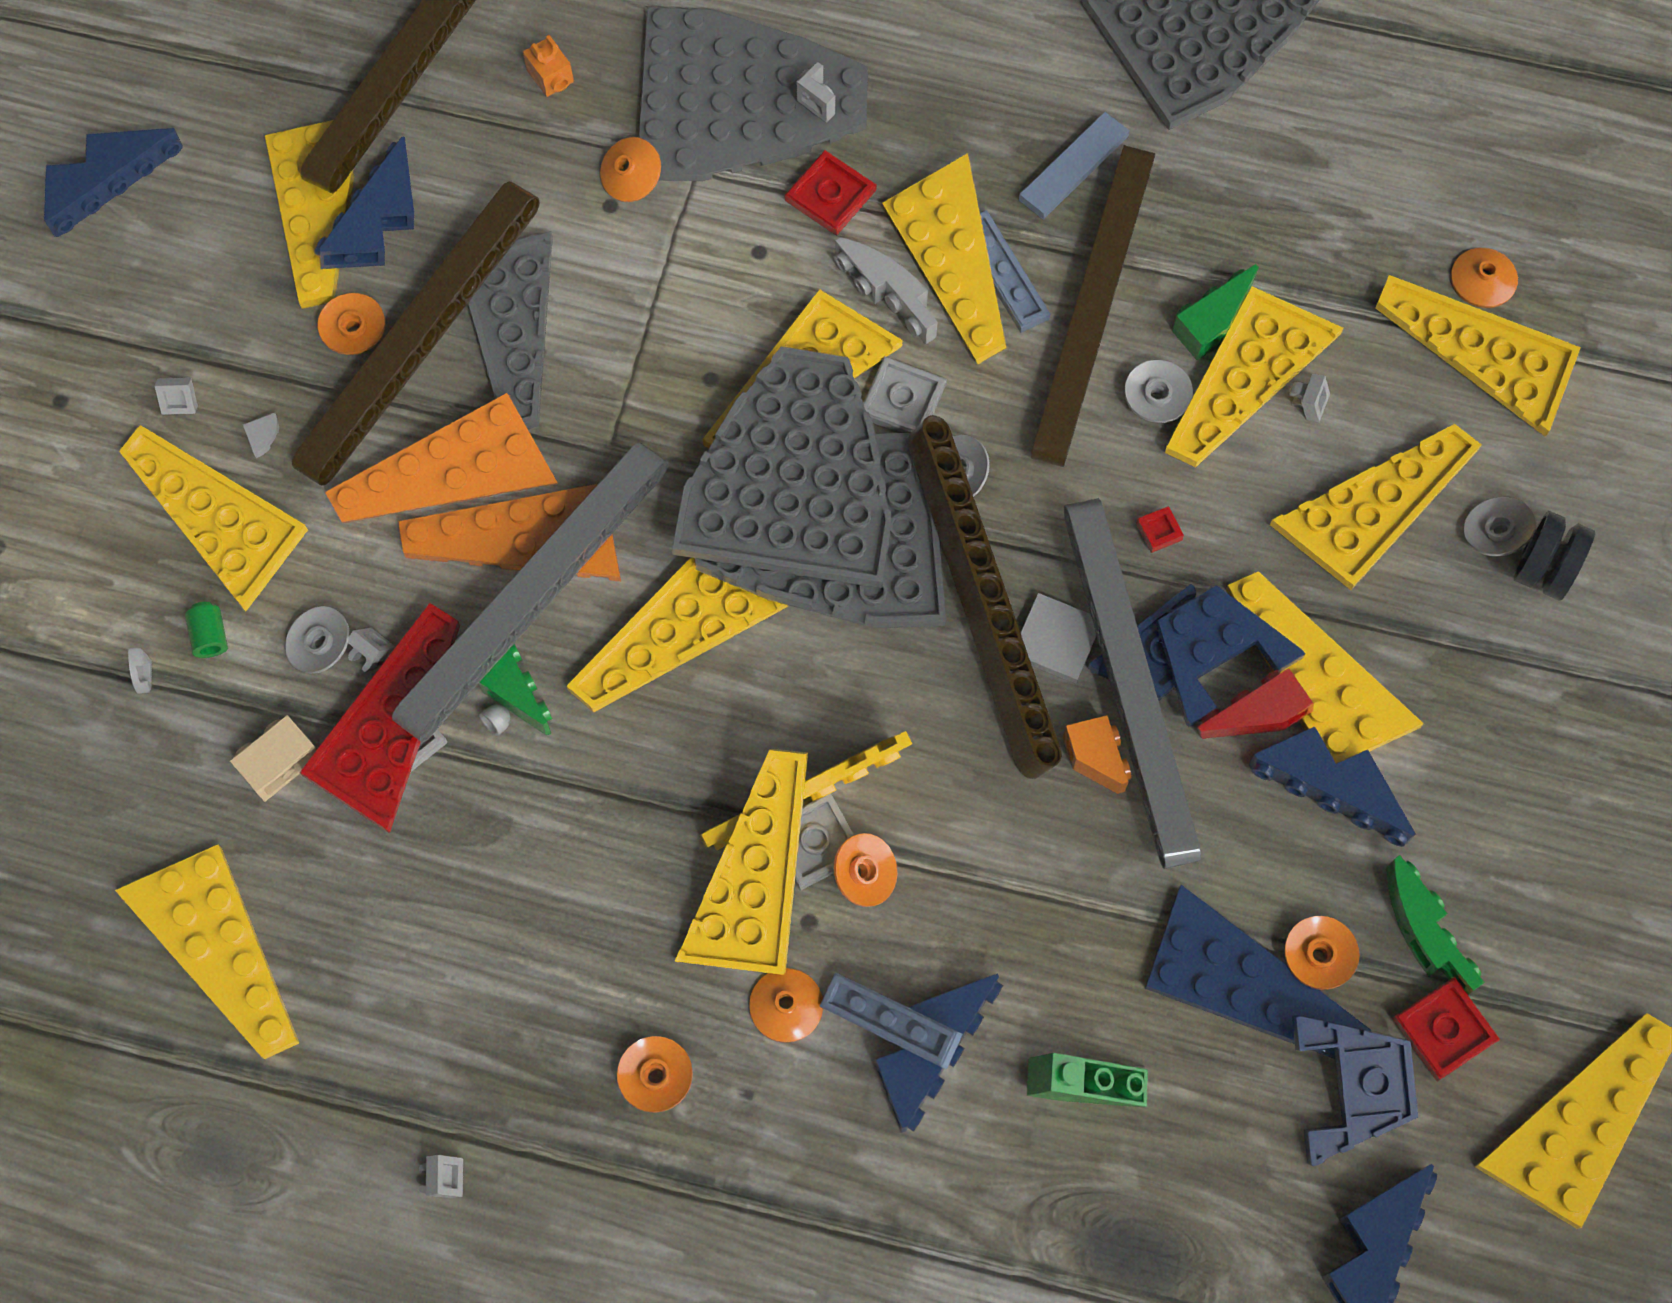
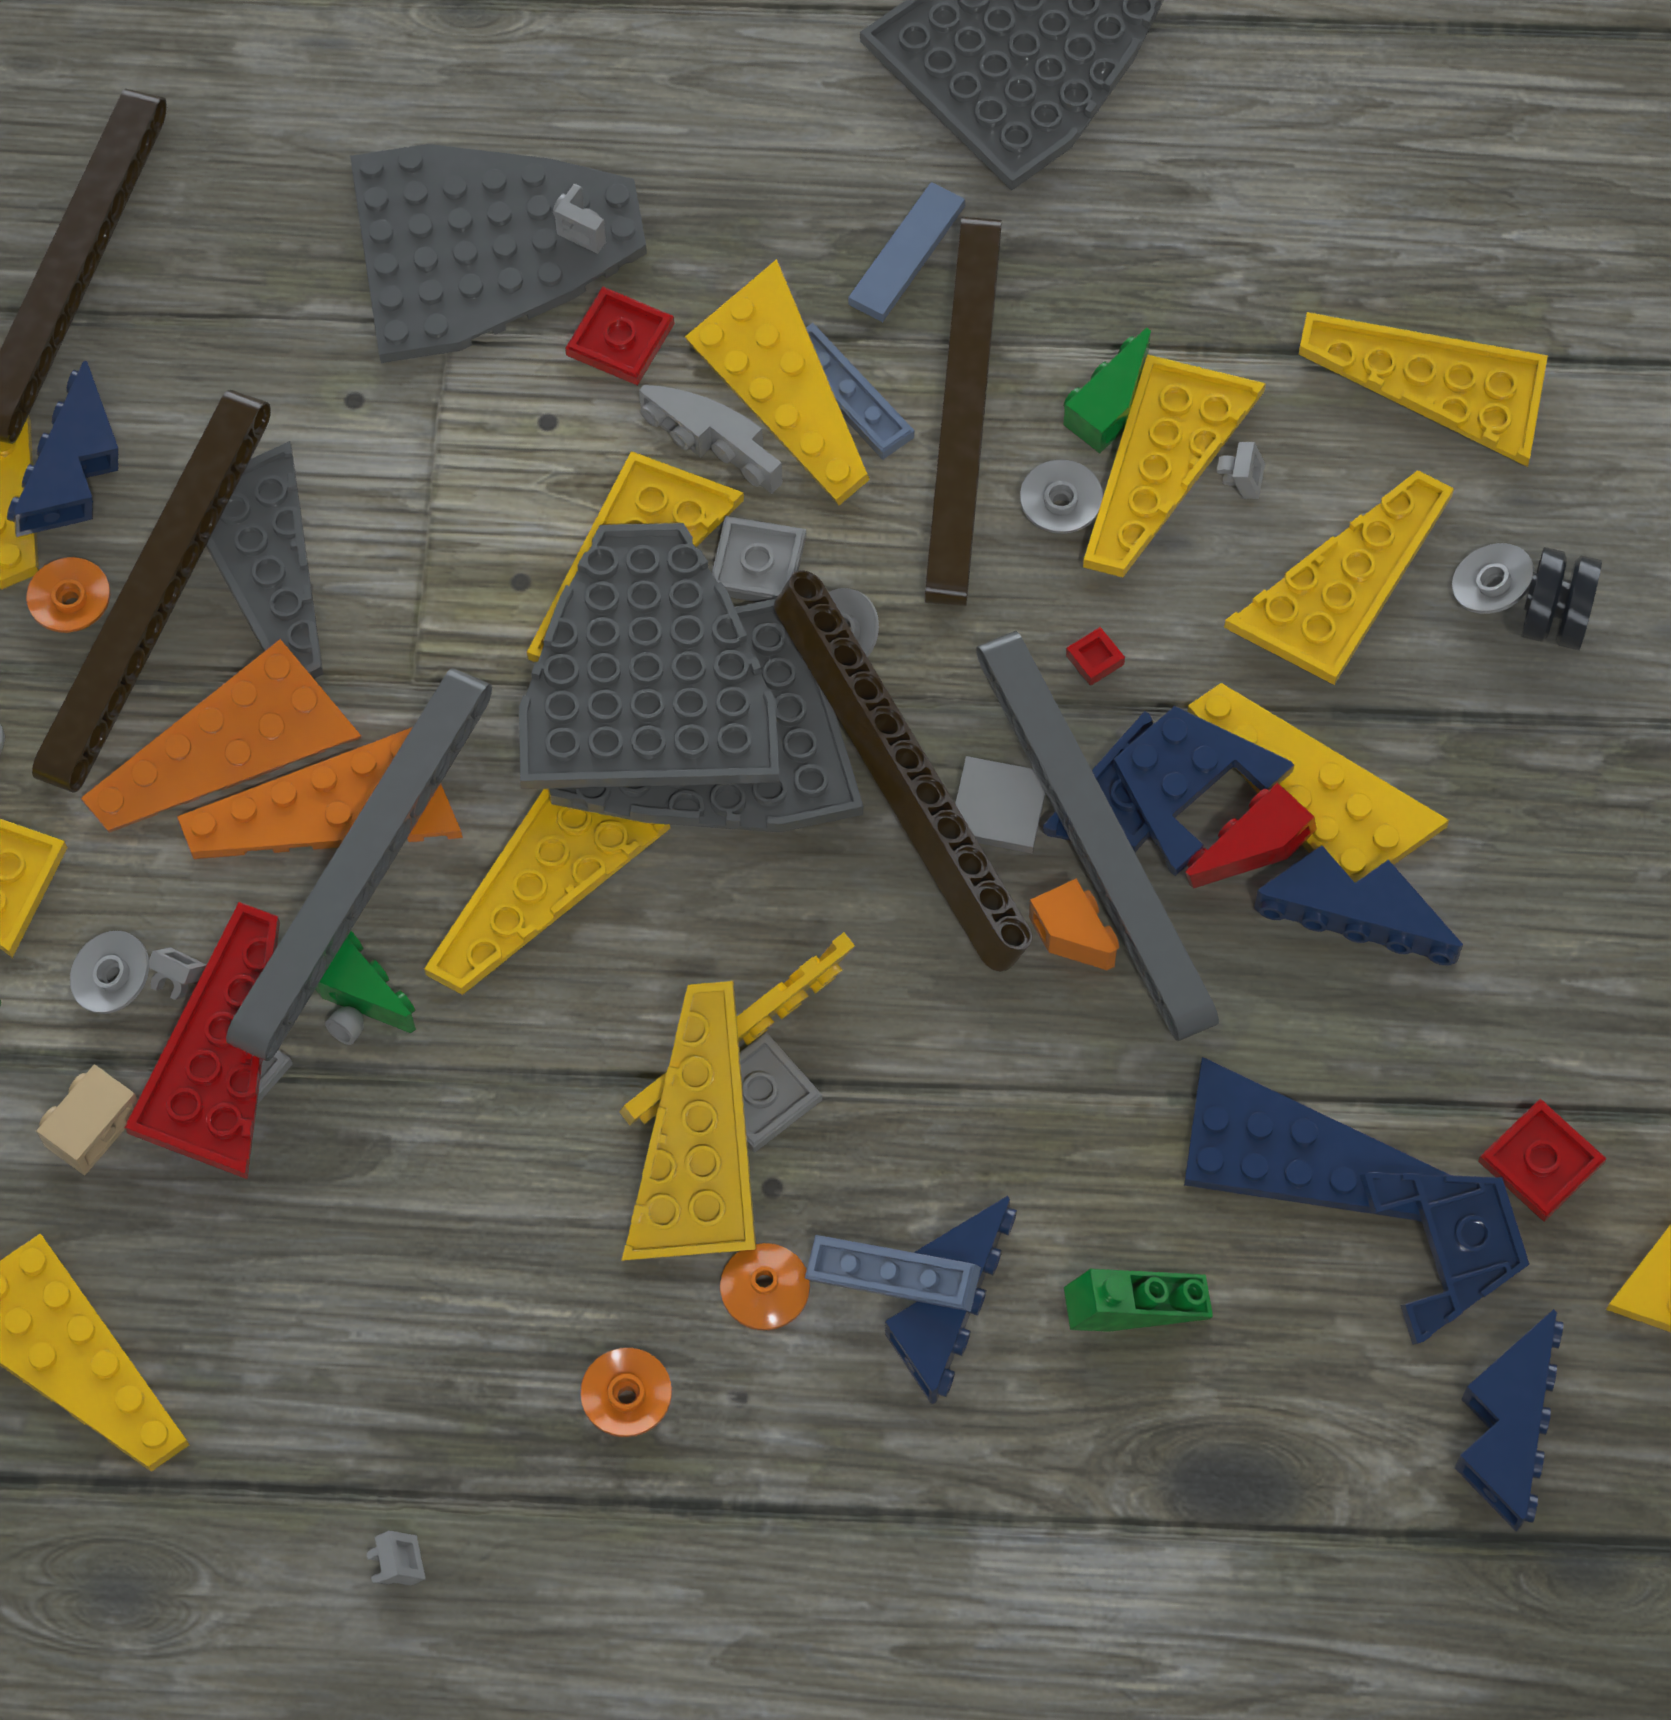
camera: 10 degrees left, 5 degrees down
(548, 66) = (244, 247): orange brick -> none
(640, 175) = (383, 360): orange dish -> none
(876, 866) = (838, 1104): orange dish -> none
(1333, 940) = (1385, 1083): orange dish -> none
(1417, 916) = (1486, 1041): green slope -> none
(1476, 286) = (1416, 308): orange dish -> none

